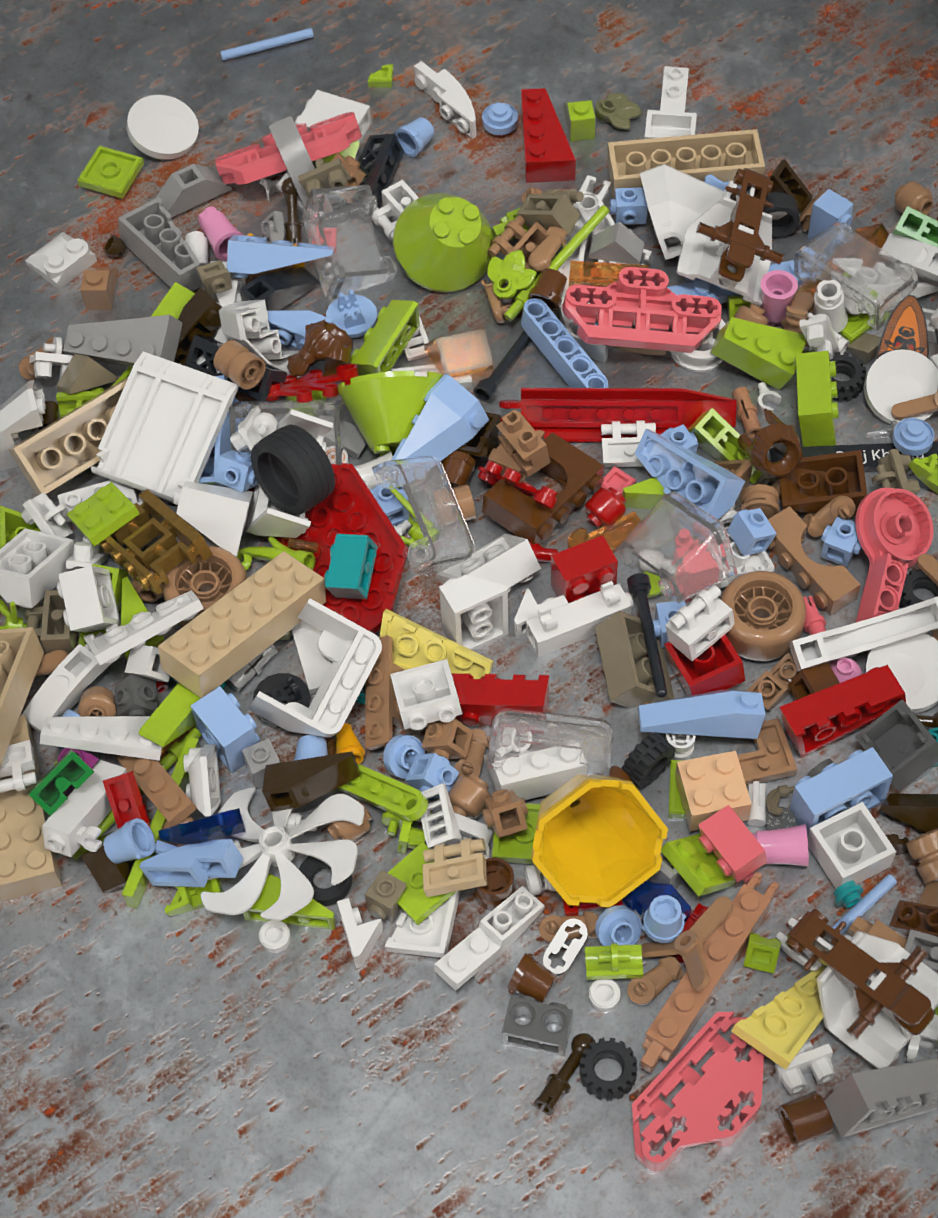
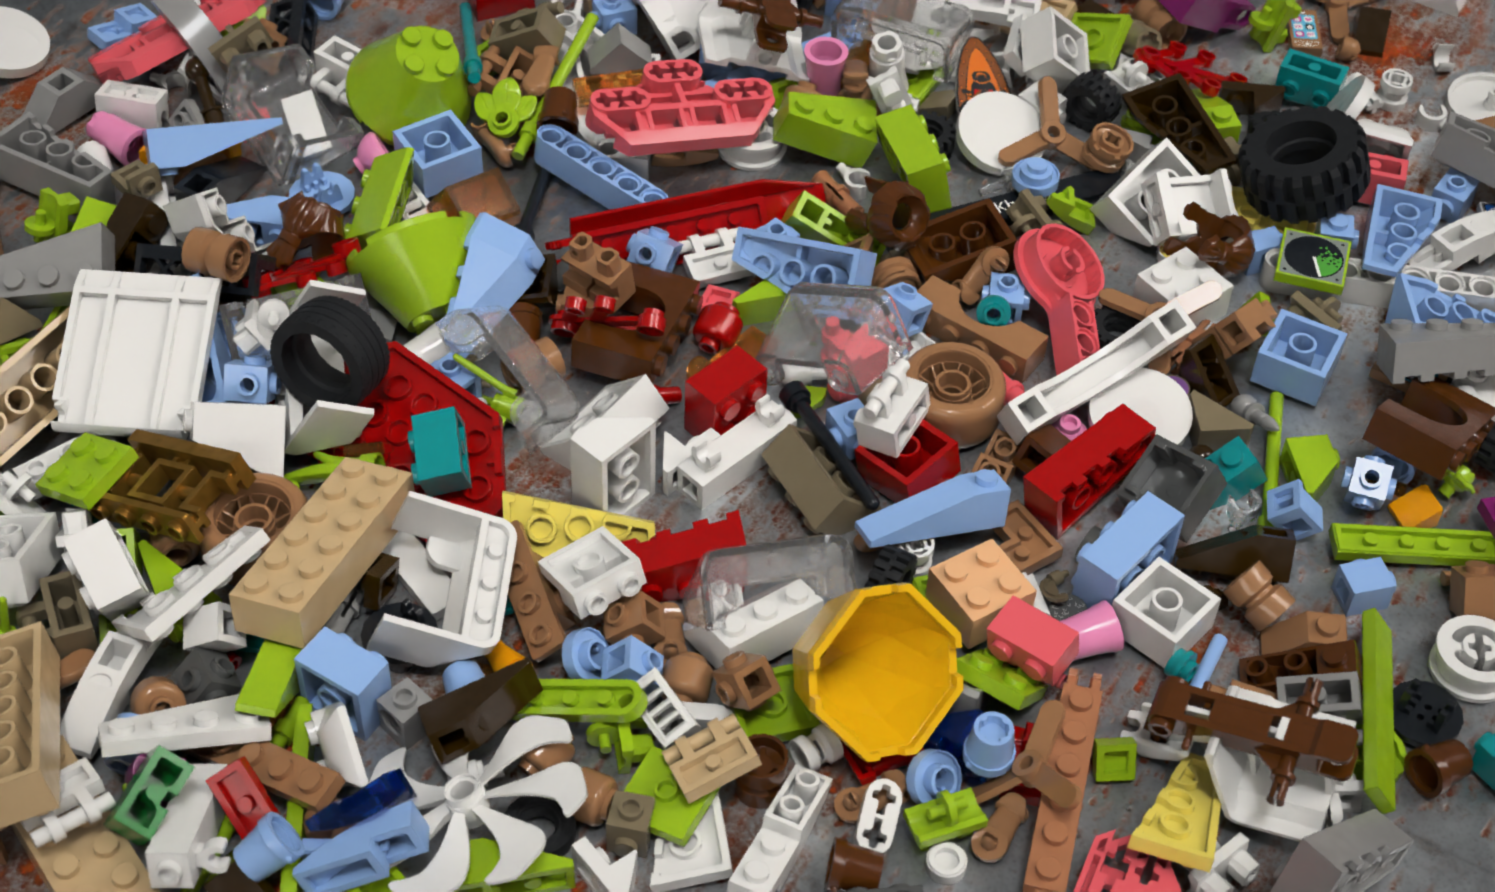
camera: 25 degrees left, 10 degrees down
(148, 294) = (52, 216): none -> lime hips
(238, 205) = (134, 103): none -> white hinge
(251, 133) = (125, 23): none -> light blue slope
(280, 654) = (380, 581): none -> dark brown bracket
(356, 249) = (304, 115): none -> white slope
(368, 865) = (599, 800): none -> medium nougat head
(400, 288) = (368, 149): none -> bright pink brick
(447, 302) = (442, 152): none -> light blue brick
(496, 230) = (472, 62): none -> teal bar
(579, 429) = (654, 249): none -> light blue brick
(826, 546) = (993, 302): none -> teal plate

